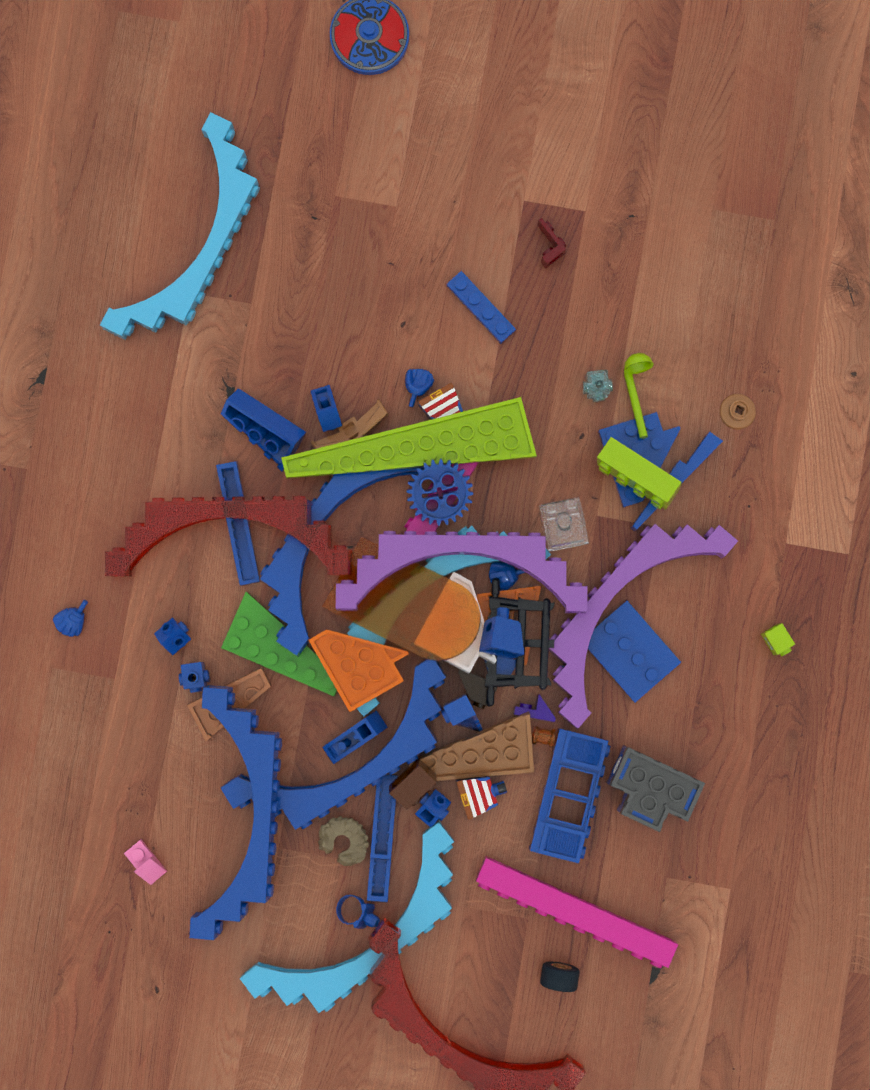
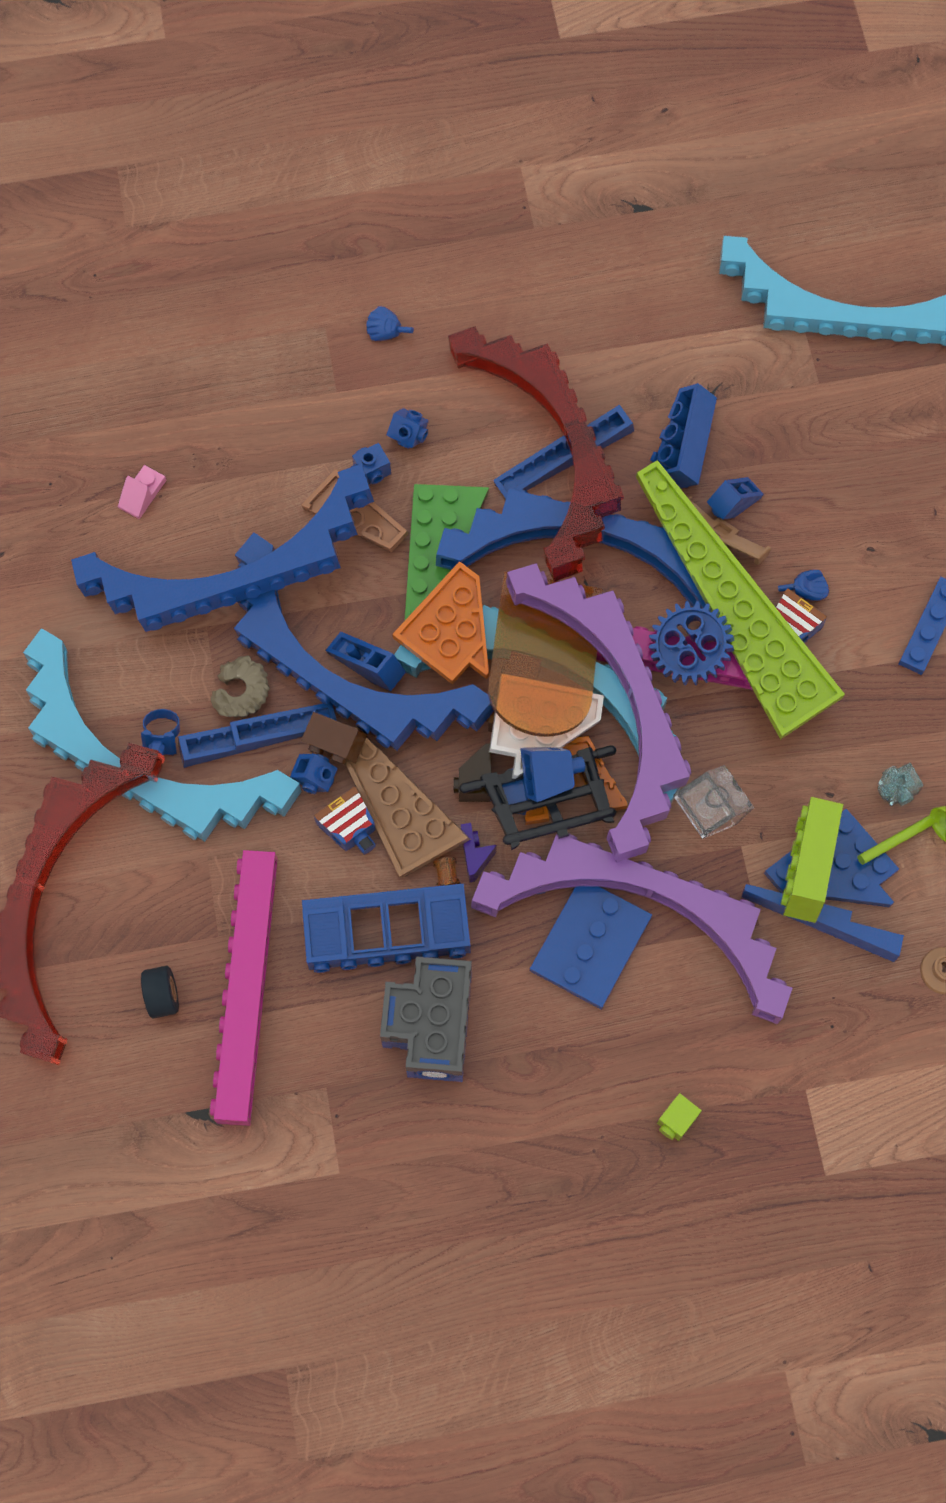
camera: 70 degrees right, 15 degrees down
(461, 713) = (440, 753): blue wedge -> none
(505, 573) = (624, 762): blue piece -> none

